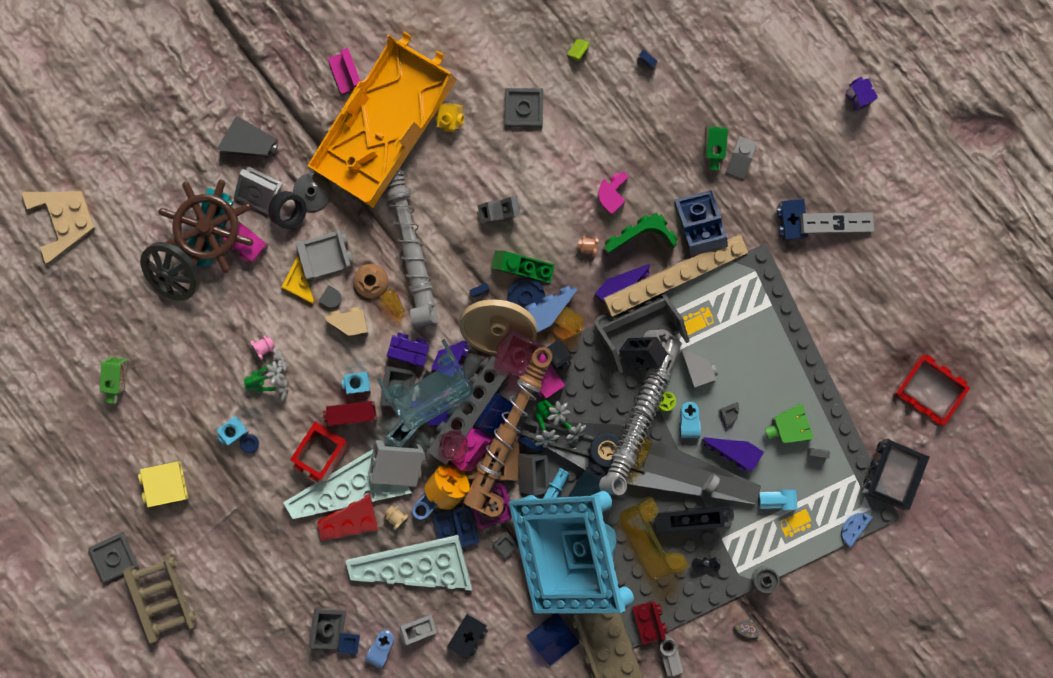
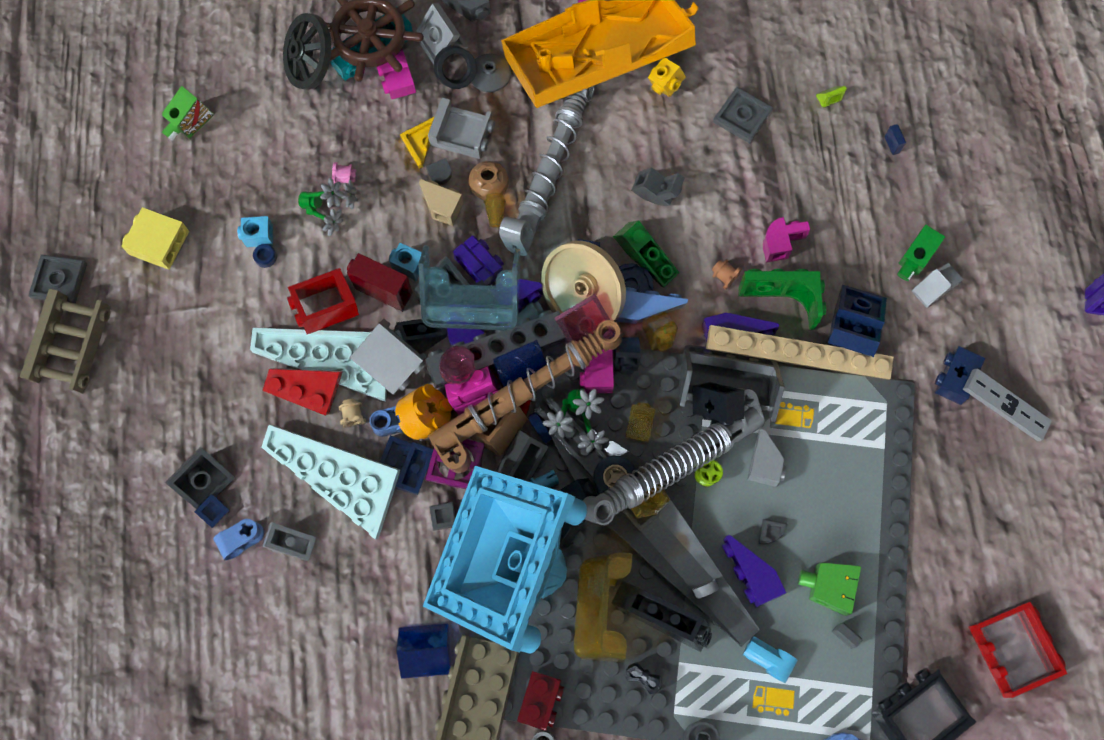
camera: 40 degrees right, 15 degrees down
(469, 624) = (322, 584): black brick -> none
(597, 396) = (640, 422): none -> clear yellow bracket
(690, 425) = (722, 512): medium azure piece -> none

